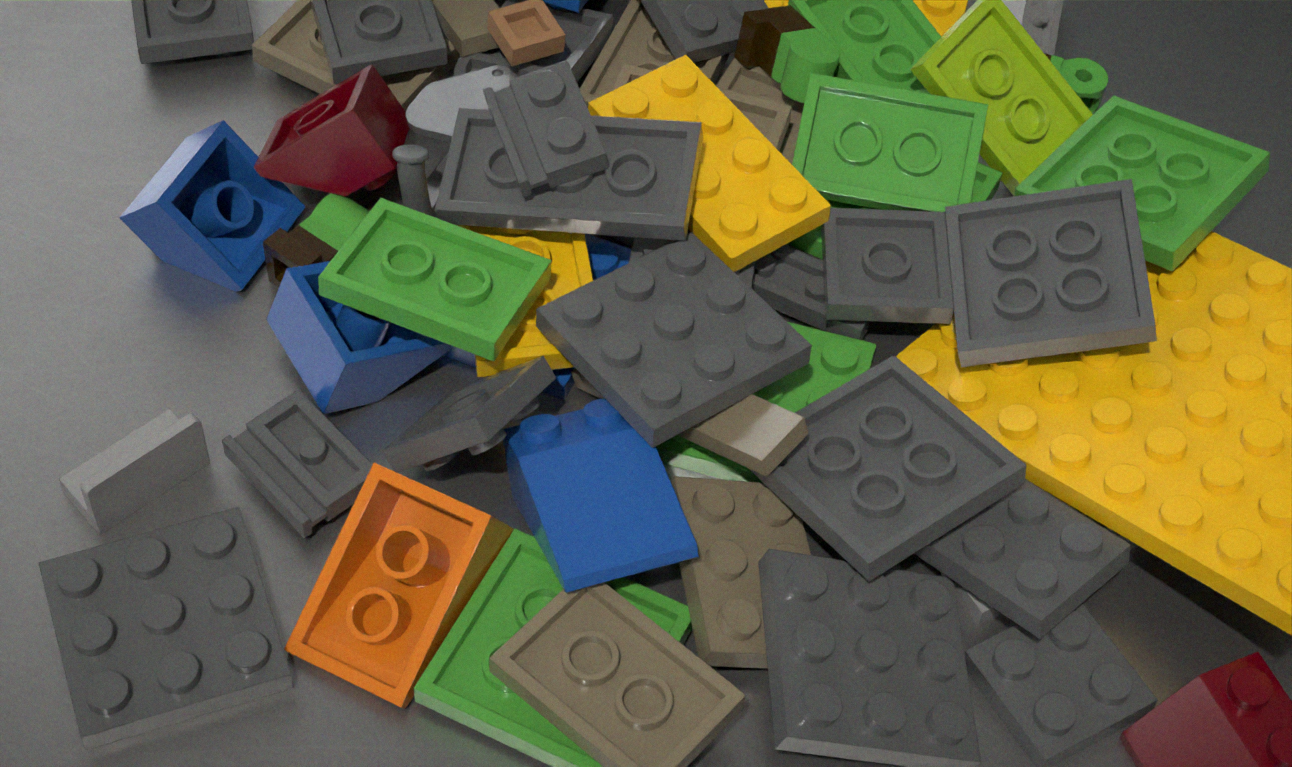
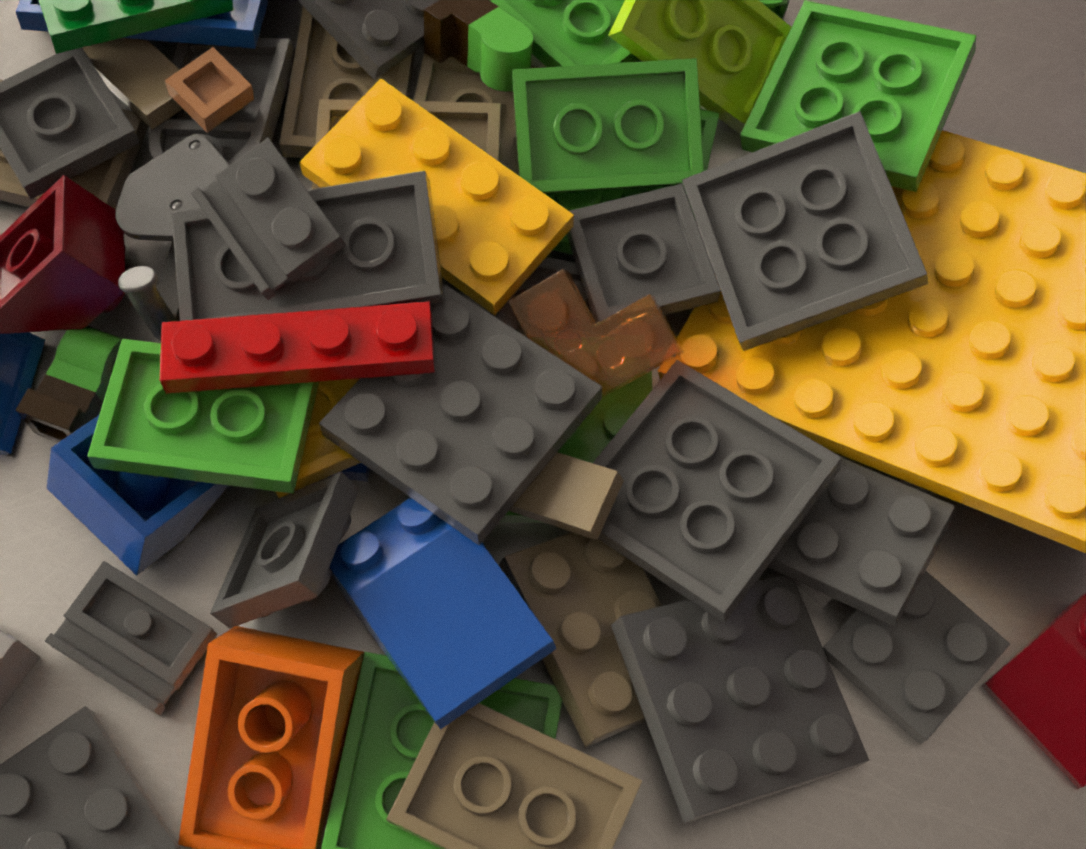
camera: 15 degrees left, 15 degrees up
(538, 239) = (296, 347): none -> red plate
(837, 327) = (605, 352): none -> clear orange plate

